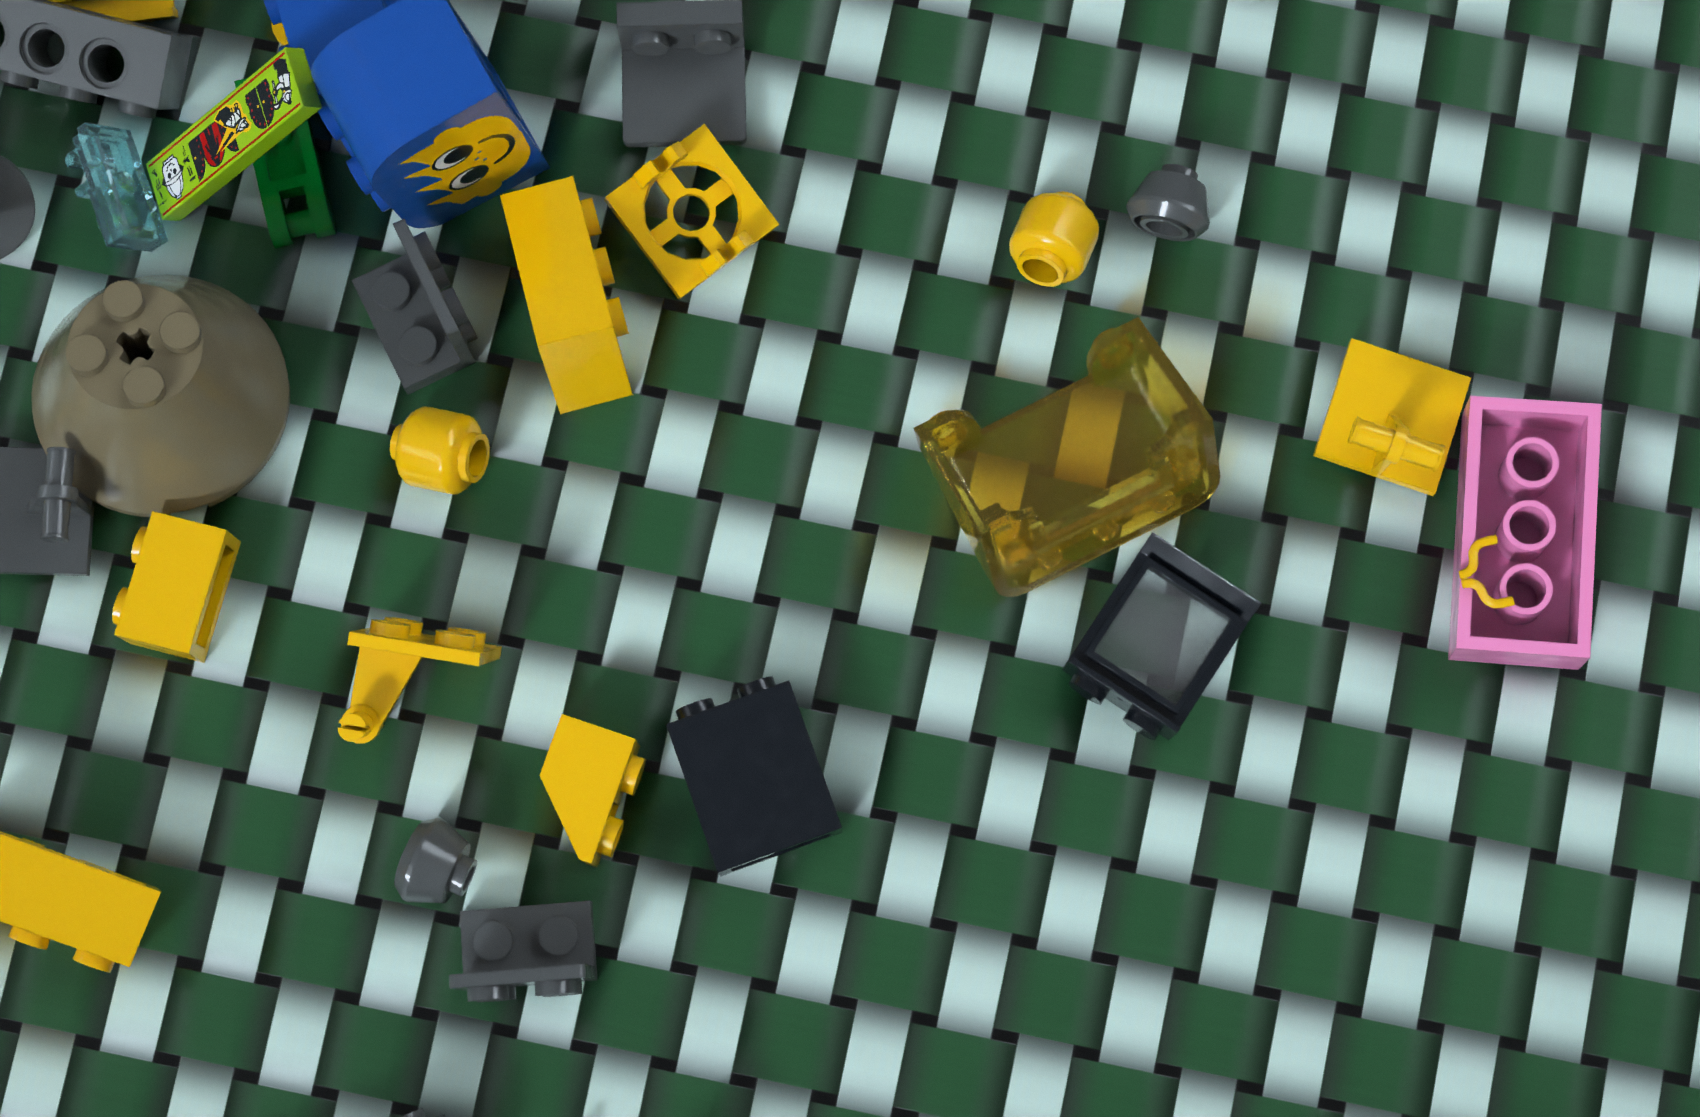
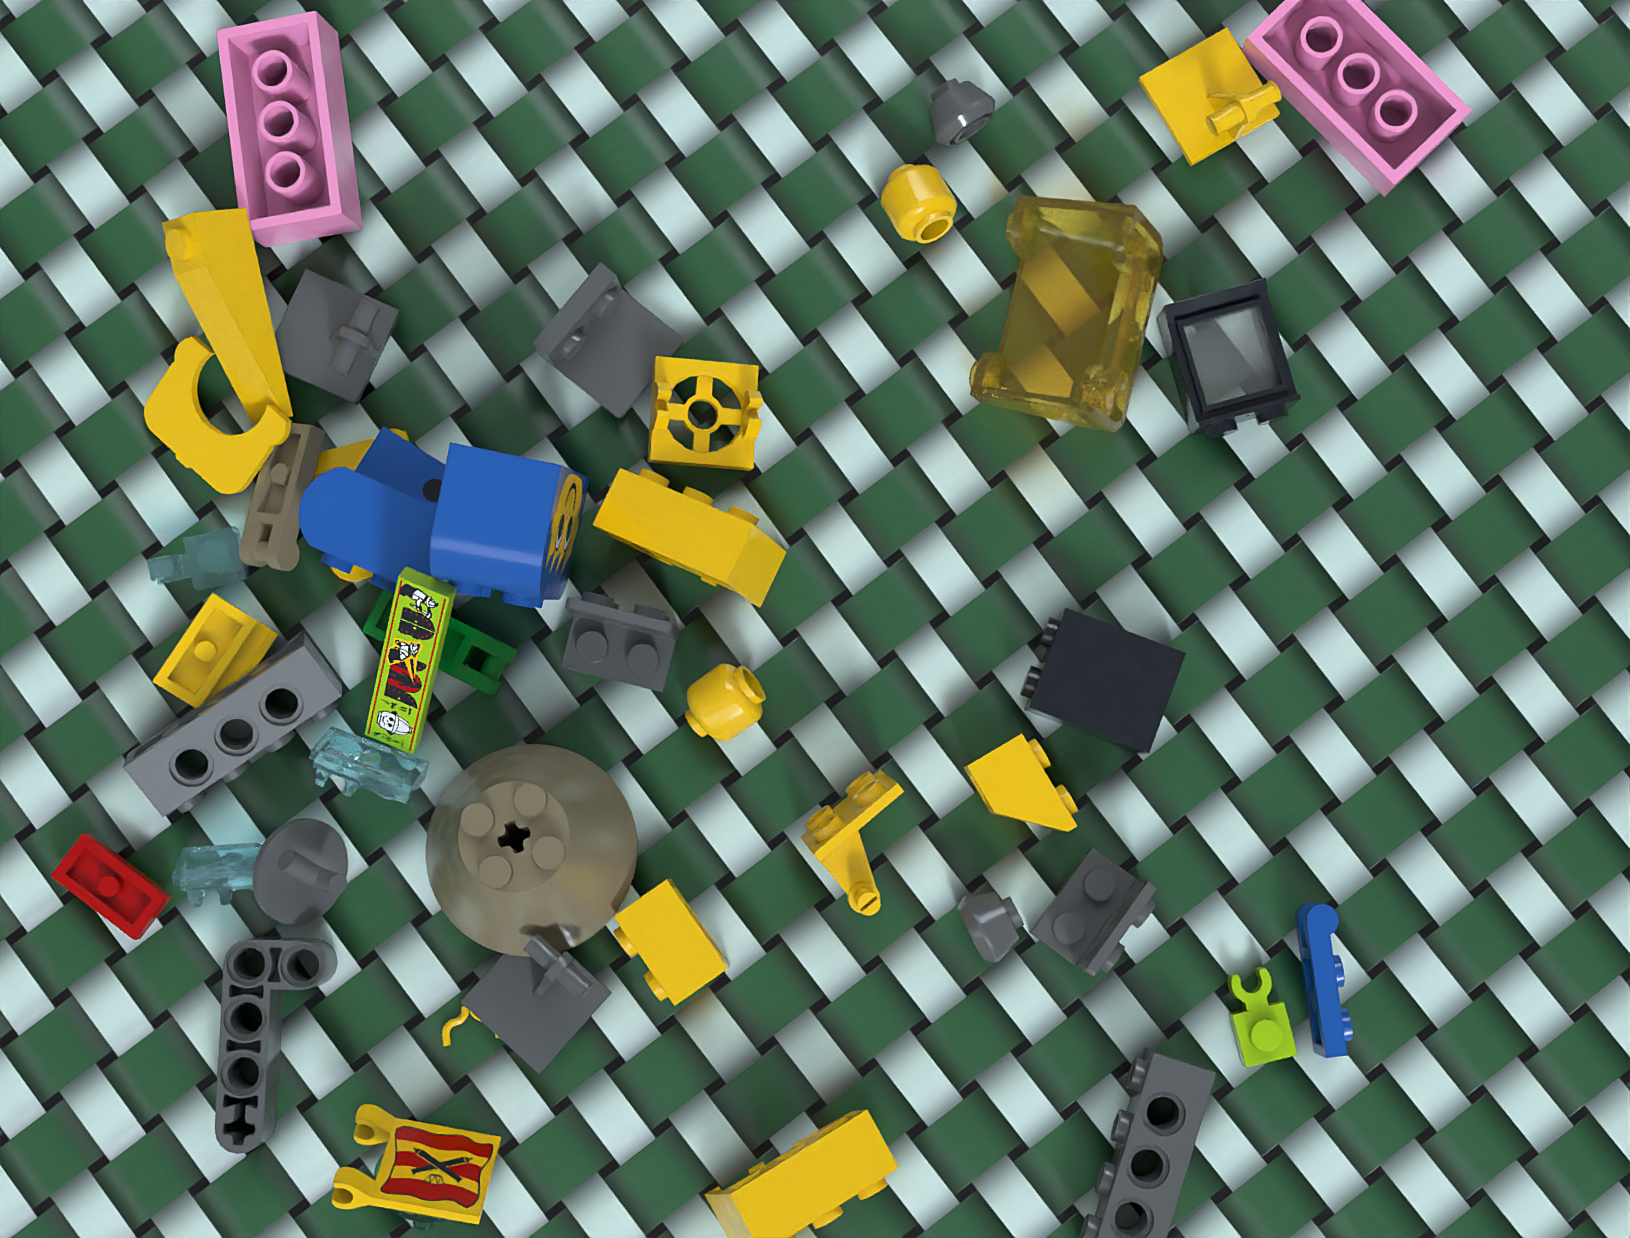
camera: 45 degrees left, 5 degrees up
(1477, 585) = (1369, 137): yellow piece -> none

